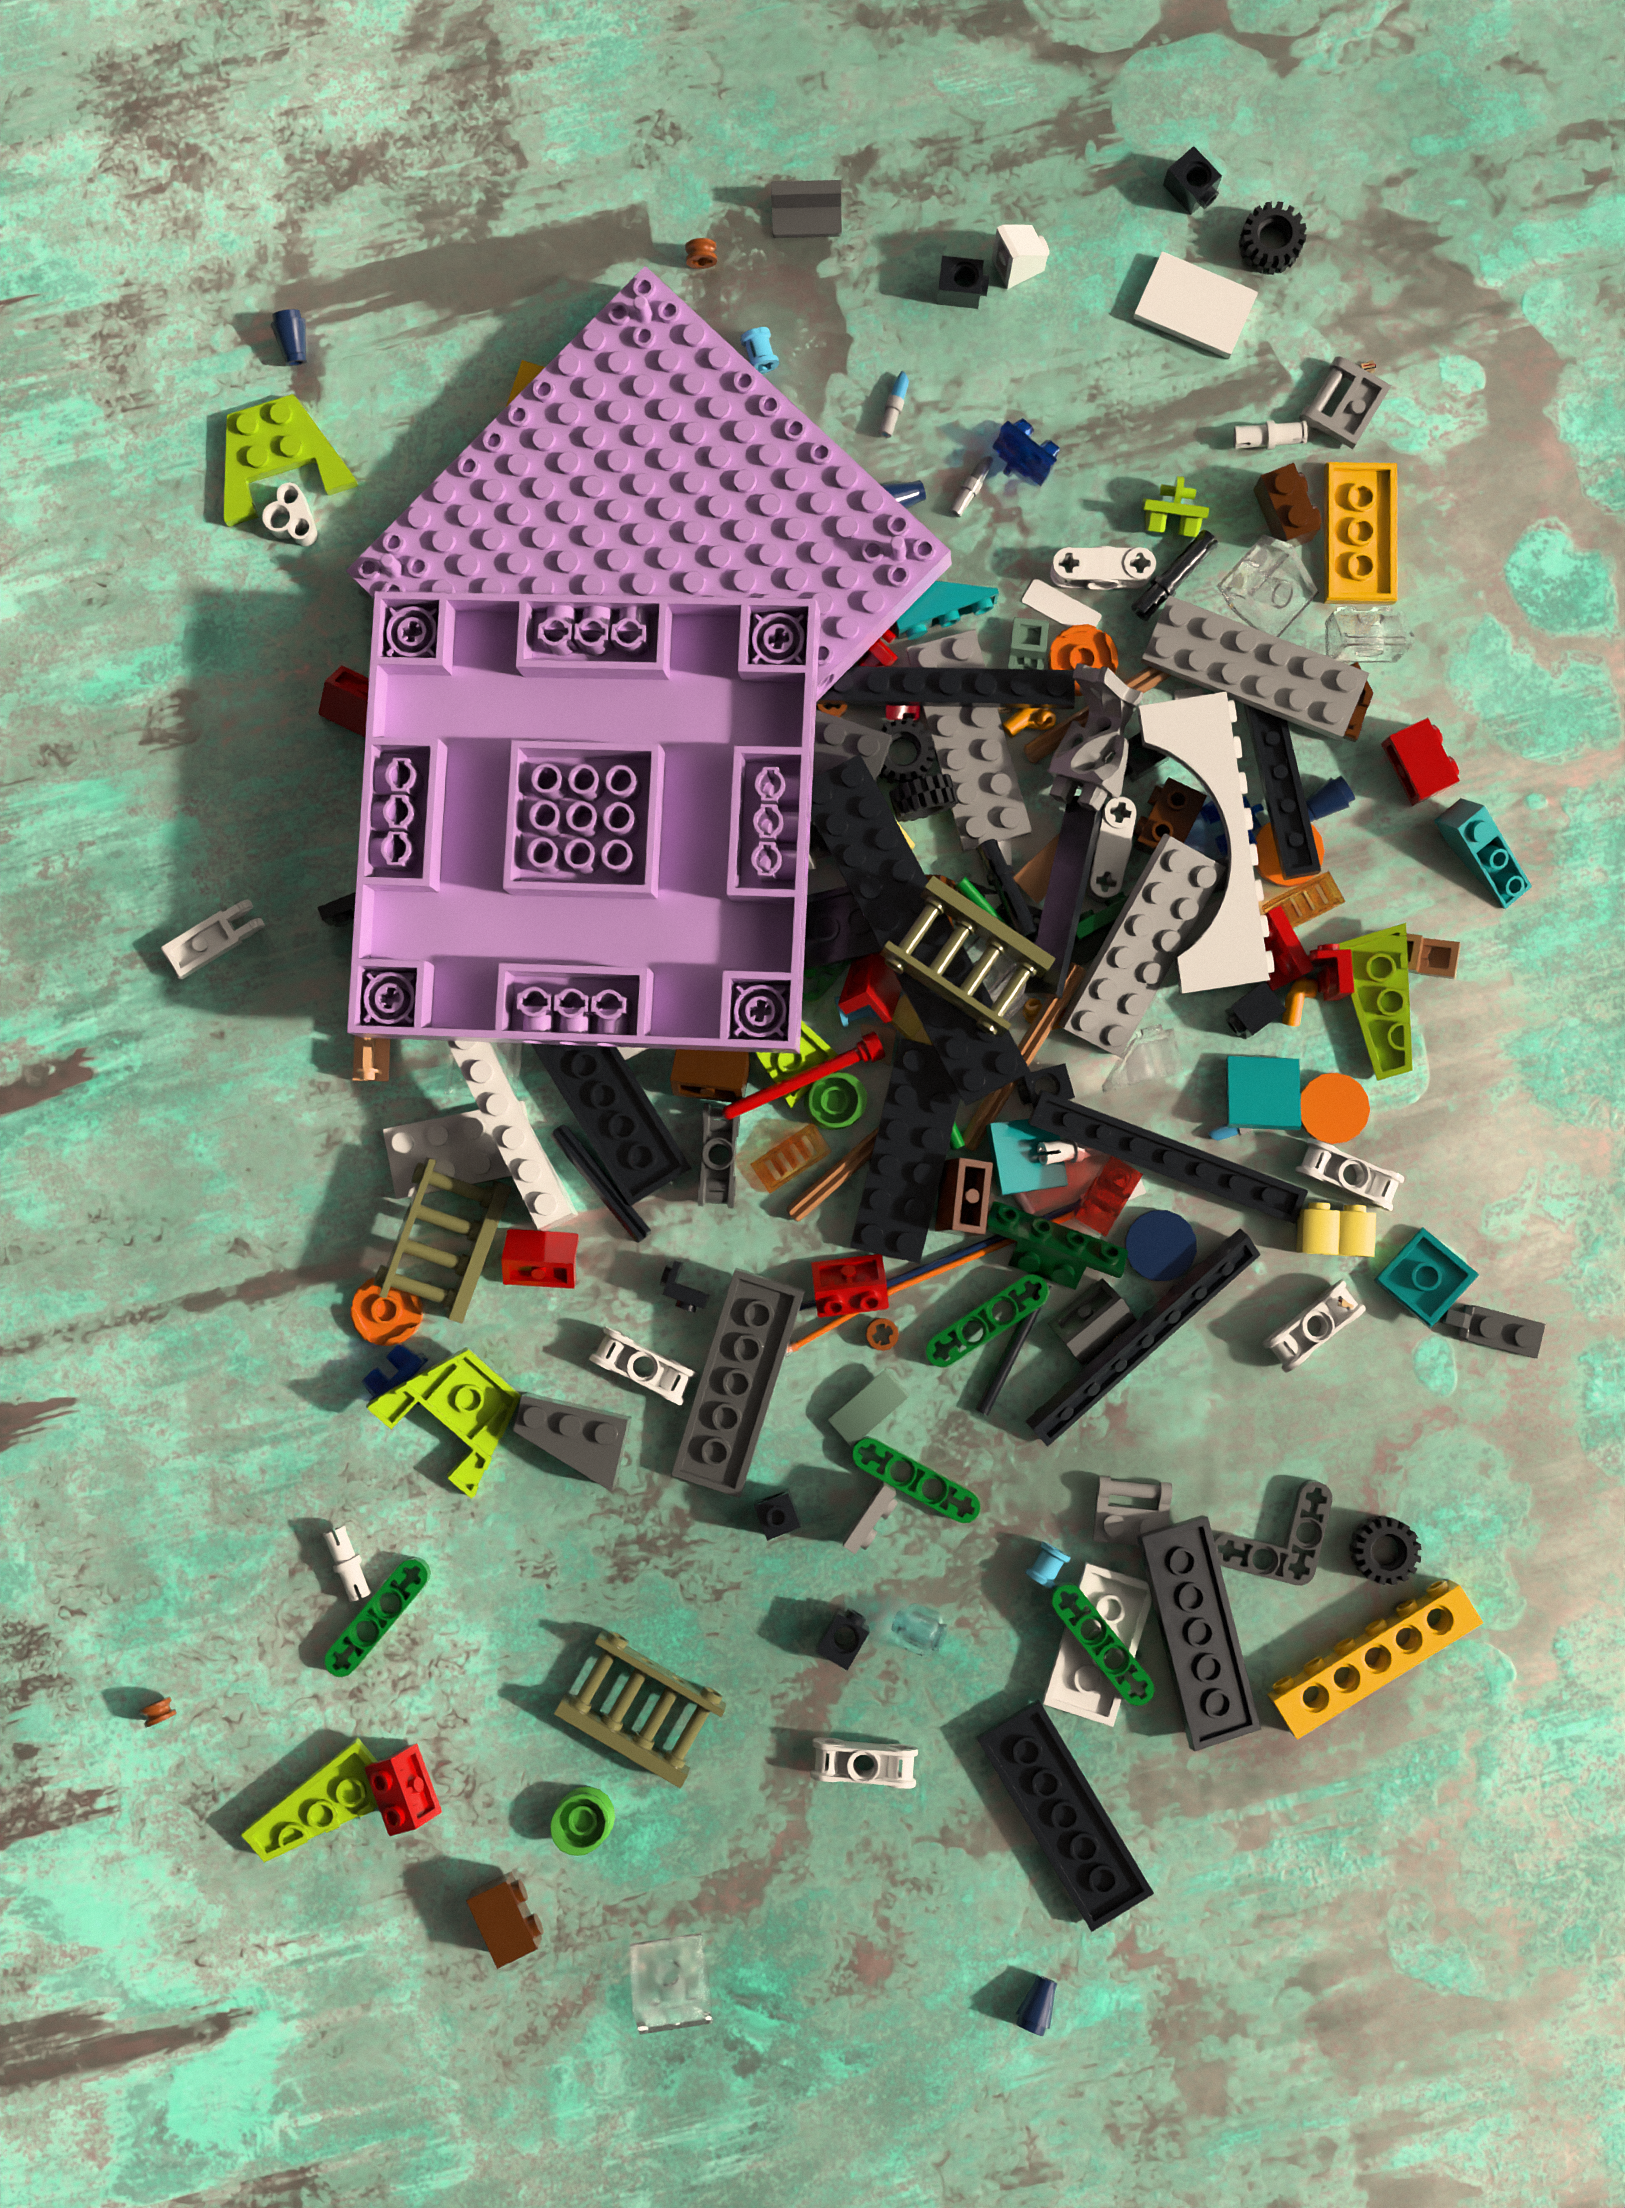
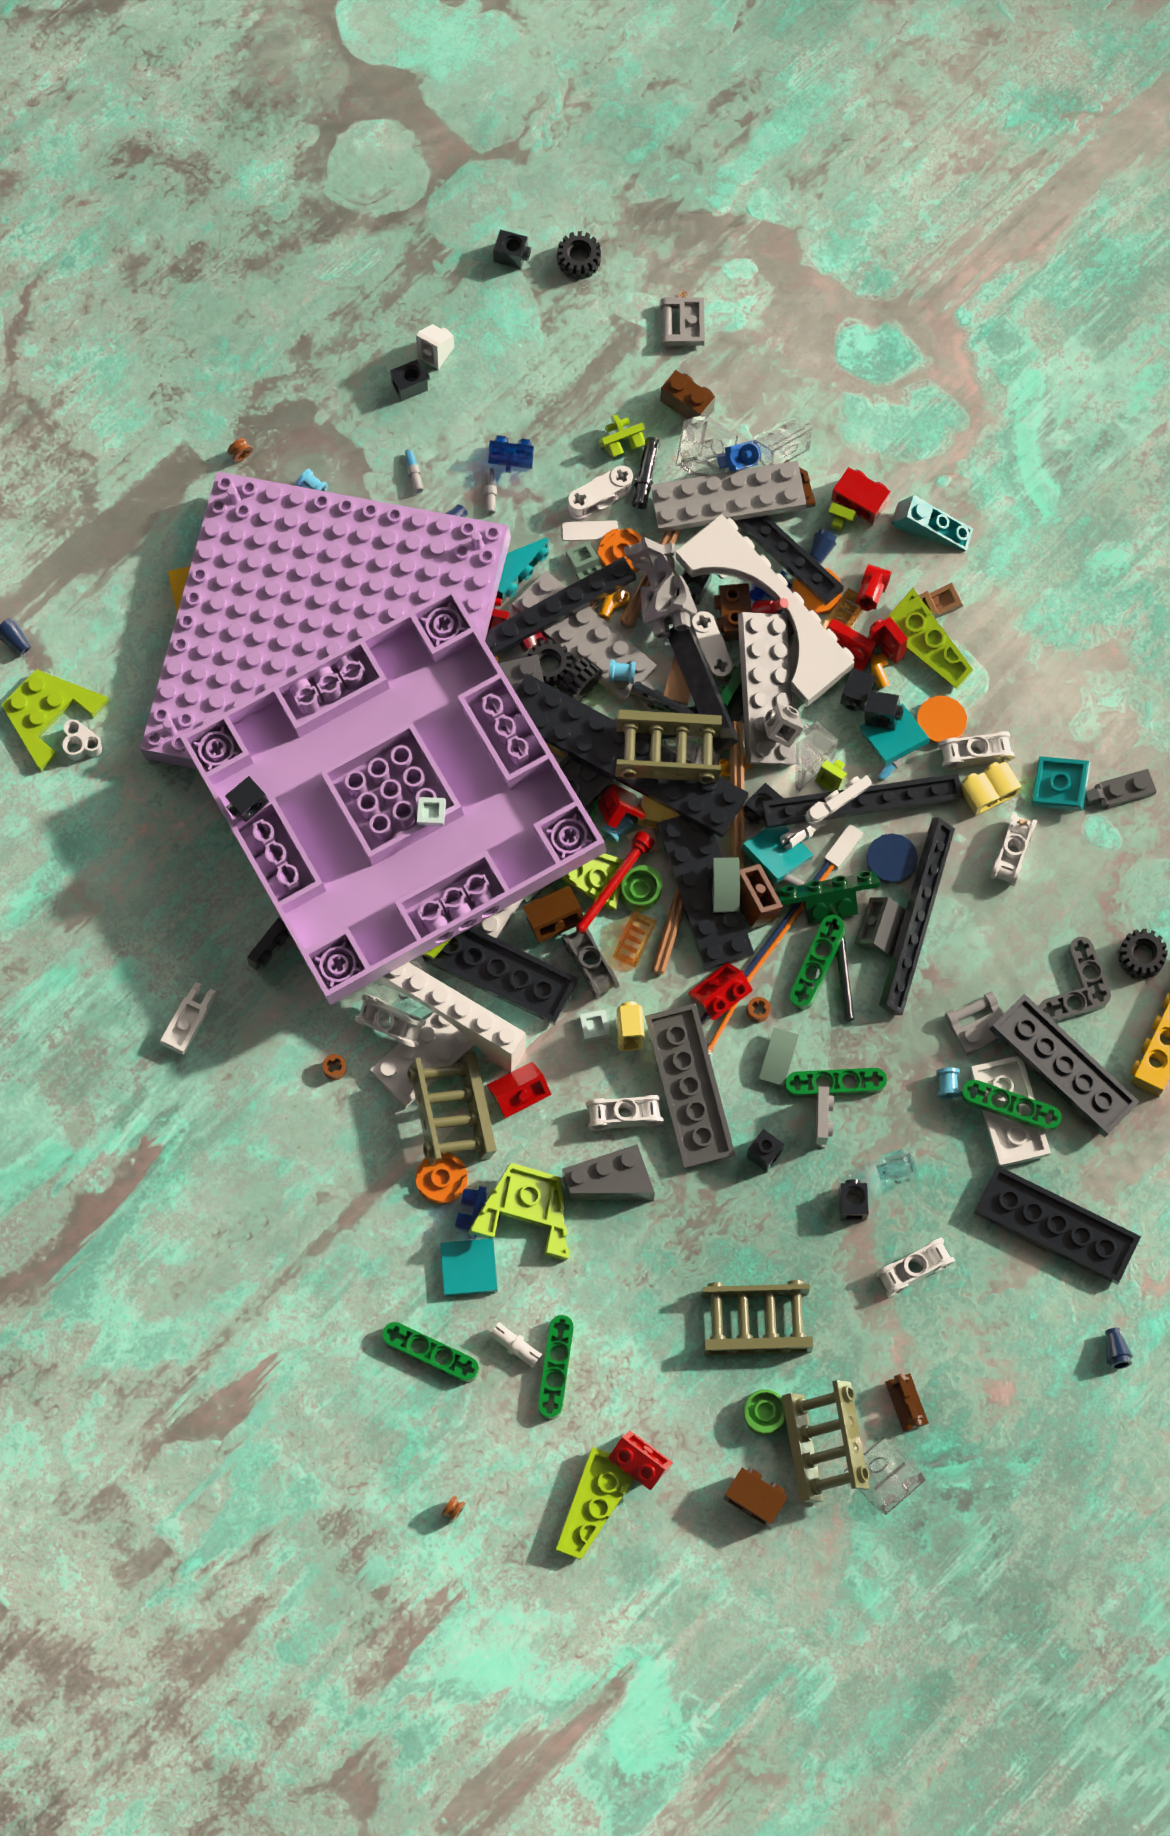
camera: 40 degrees left, 15 degrees down
(241, 1513) = (432, 1348): none -> green beam
(341, 1110) = (332, 1059): none -> dark orange bush
(346, 700) = (193, 827): red panel -> none
(350, 1437) = (468, 1267): none -> teal tile
(371, 1059) = (330, 1024): light nougat hinge -> none
(398, 724) = (246, 799): none -> black brick
(436, 1089) = (403, 1026): none -> white piece
(593, 1900) = (802, 1447): none -> olive fence
(600, 1183) = (532, 1023): black axle -> none
(609, 877) = (431, 811): none -> light aqua tile
(677, 1235) = (594, 1025): none -> light aqua tile
(686, 1297) = (623, 1056): black bracket -> none
(711, 1268) = (629, 1027): none -> light yellow brick
(752, 1913) = (906, 1402): none -> reddish brown hinge
(806, 208) = (287, 390): dark grey panel -> none
(933, 1166) = (726, 885): none -> sand green slope
(980, 818) = (622, 671): none -> medium azure bush
(1106, 1196) = (840, 845): clear red brick -> none
(1128, 1010) = (783, 724): none -> light grey brick
(1134, 1145) = (835, 800): none -> white hinge
(1153, 1100) = (831, 775): none -> lime tile
(1195, 305) = (557, 317): white tile -> none
(1207, 842) = (769, 606): none -> red cone
(1267, 1057) = (883, 710): none -> black brick
(1270, 435) = (650, 364): white pin -> none
(1300, 624) = (739, 456): none -> blue hips
(1360, 533) = (740, 389): yellow tile -> none
(1361, 887) = (873, 585): none -> red piece
(1380, 772) = (841, 514): none -> lime tile

